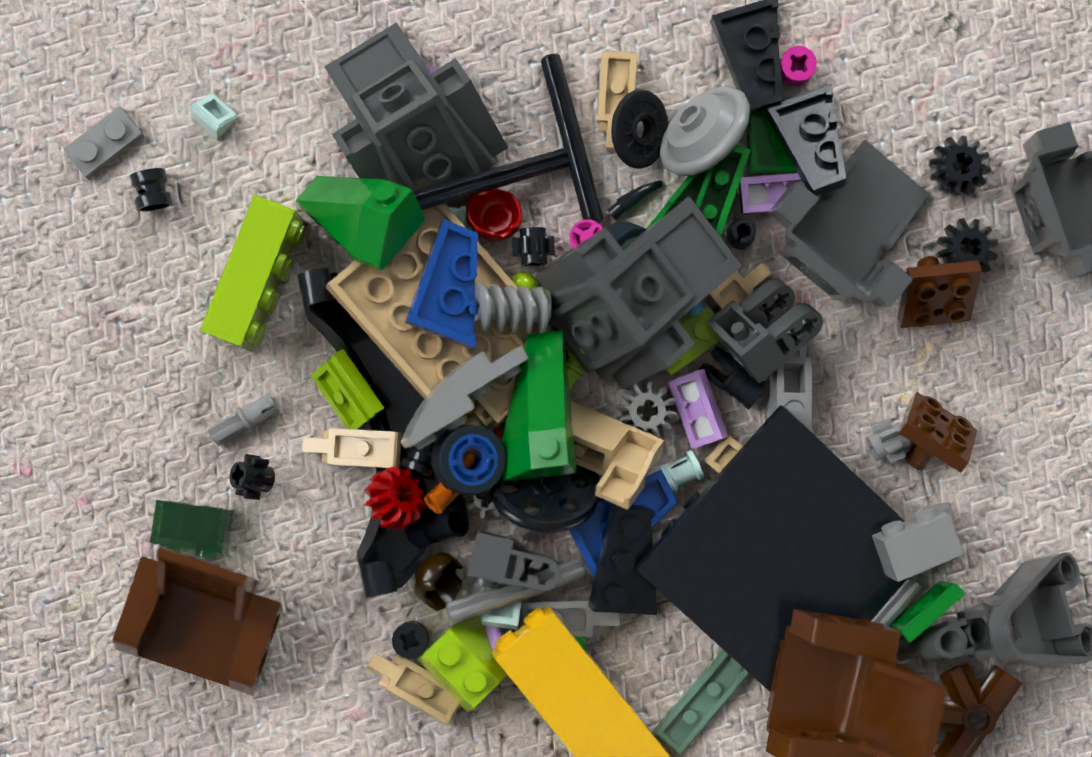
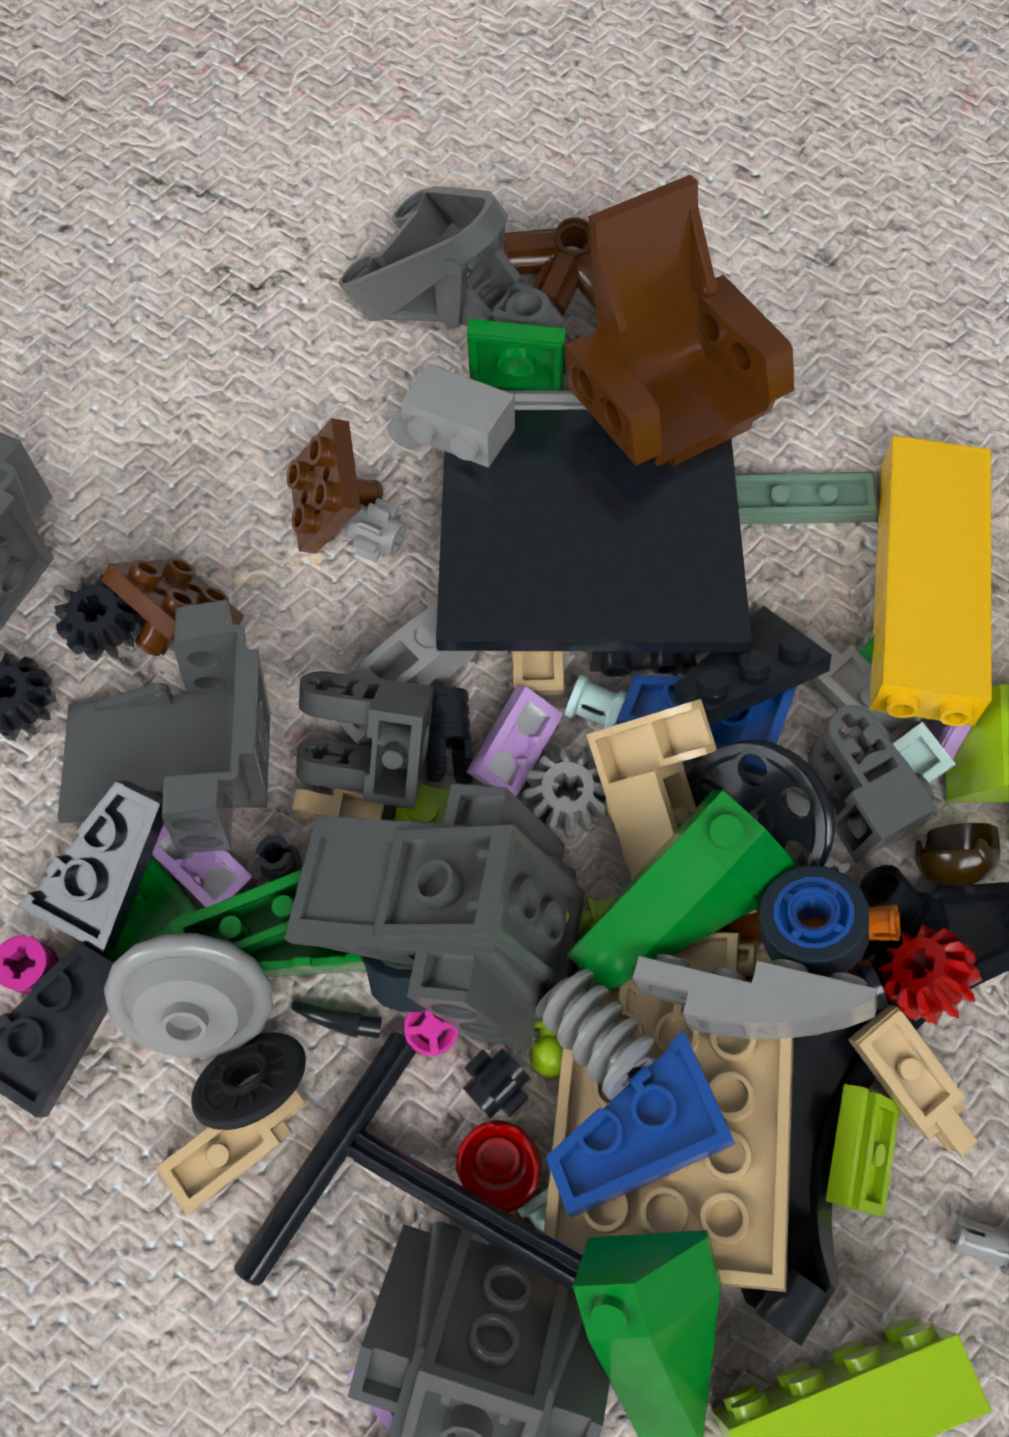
camera: 130 degrees left, 15 degrees down
(508, 594) = (942, 778): light grey axle -> none

